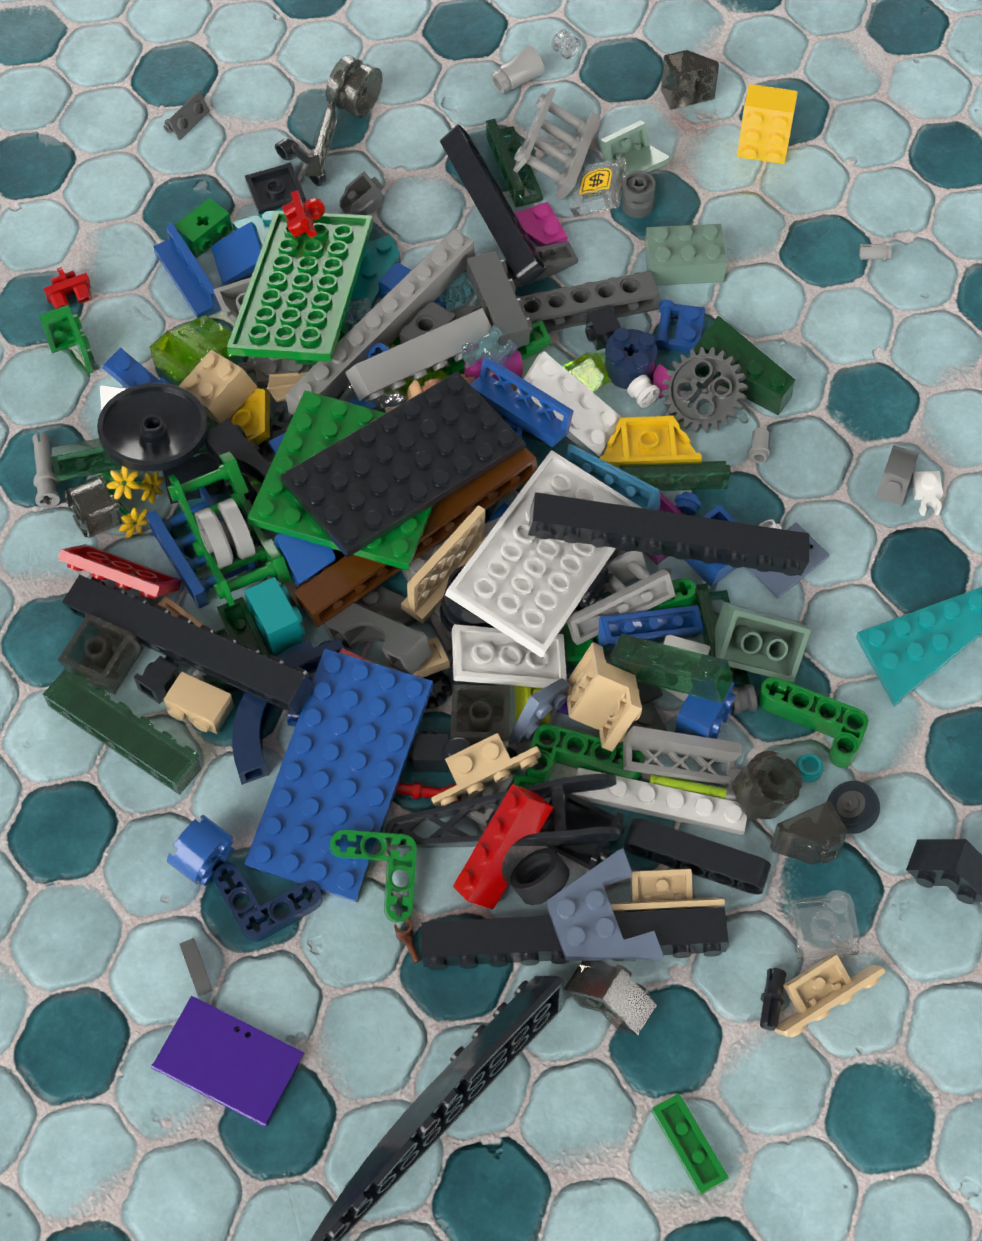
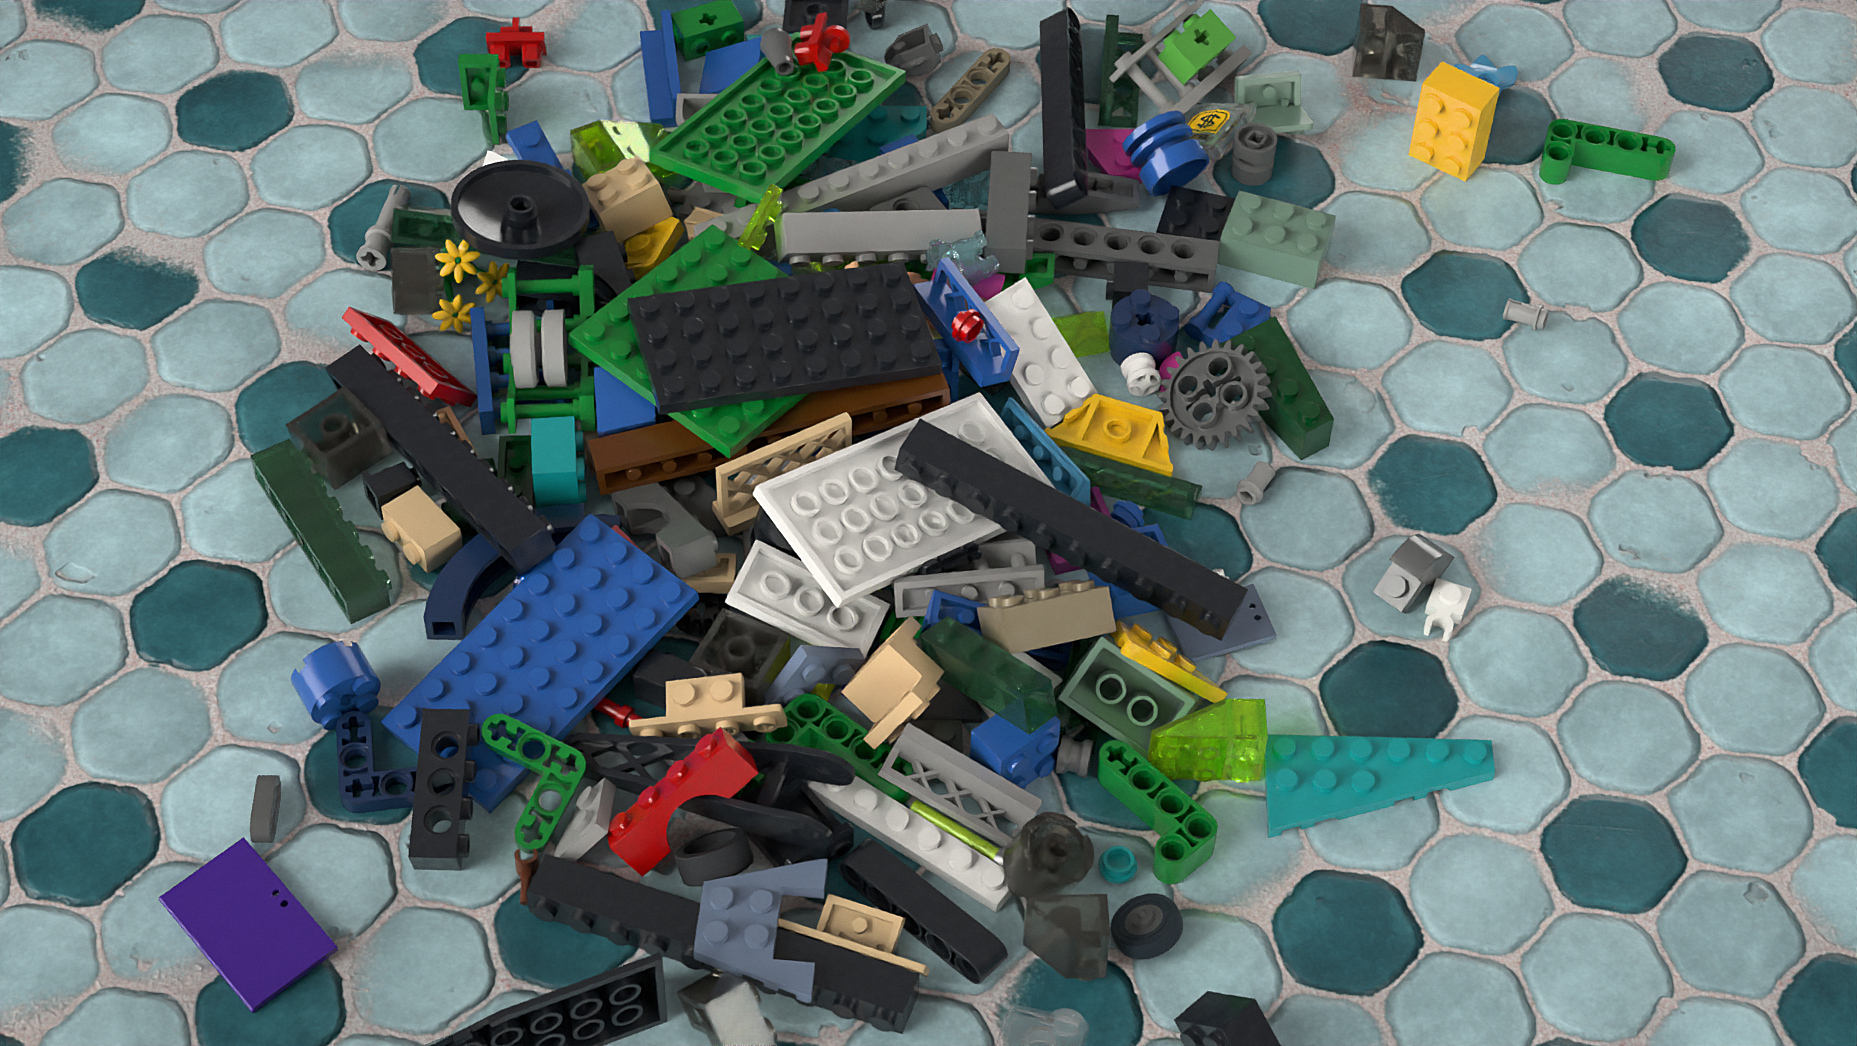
camera: 20 degrees right, 10 degrees down
(274, 230) = (777, 47): none -> dark grey cone
(299, 860) = (439, 731): none -> black brick
(341, 363) = (767, 210): none -> clear neon green plate
(417, 212) = (975, 93): none -> dark tan beam
(435, 886) = (588, 821): none -> light grey wing
(526, 405) = (967, 326): none -> red plate
(565, 126) = (1196, 46): none -> bright green brick
(582, 216) = (1165, 153): none -> blue wheel
(618, 255) = (1194, 214): none -> black plate
(689, 609) = (1047, 616): none -> dark tan brick
(758, 76) = (1485, 70): none -> dark azure plate
(769, 606) = (1162, 658): none -> yellow wing
(840, 651) = (1213, 743): none -> clear neon green slope
(866, 108) = (1603, 150): none -> green beam

